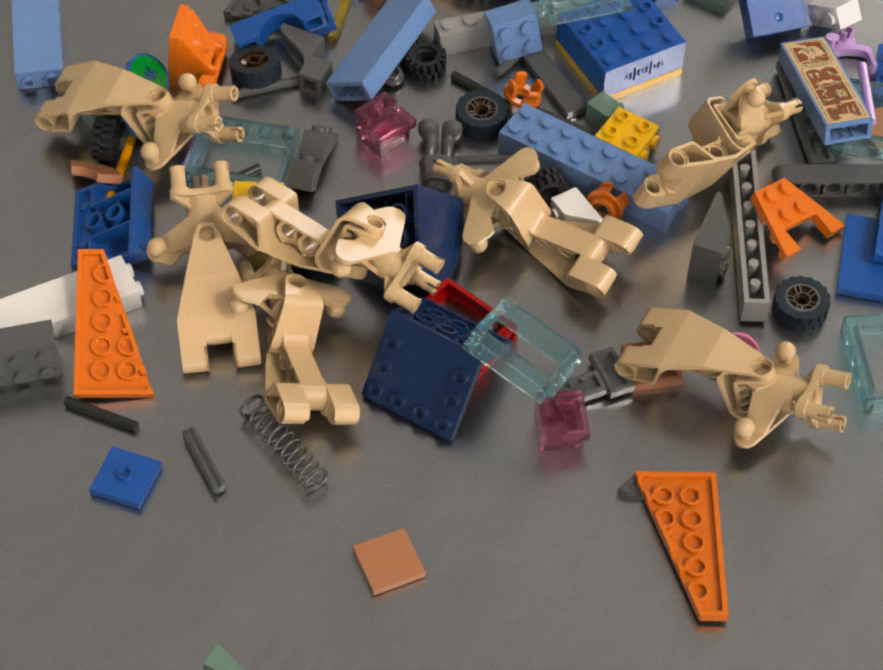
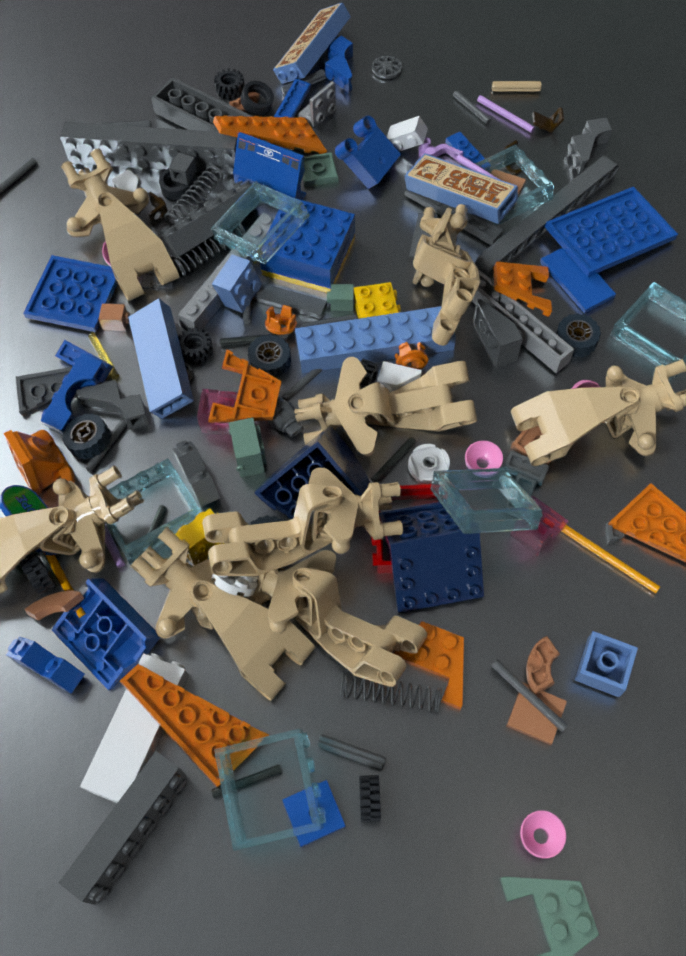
camera: 40 degrees left, 10 degrees up
(43, 208) = (45, 663): none -> blue arch
(78, 400) = (231, 798): none -> clear light blue window
(176, 496) = (370, 798): none -> black tyre
(248, 257) = (237, 584): none -> white plate
(283, 630) = (551, 825): none -> bright pink piece
(357, 448) = (443, 656): none -> orange wing
(374, 165) = (248, 447): none -> sand green brick
(396, 539) = (529, 695): none -> dark grey bar
(422, 131) = (255, 396): none -> orange wing
(433, 527) = (539, 665): none -> nougat tile
(490, 569) = (606, 664): none -> medium blue brick
(497, 277) = (393, 460): none -> pearl dark grey bar
(530, 291) = (426, 452): none -> white plate
(581, 326) = (483, 450): none -> bright pink piece
(602, 501) = (611, 559): none -> light orange piece

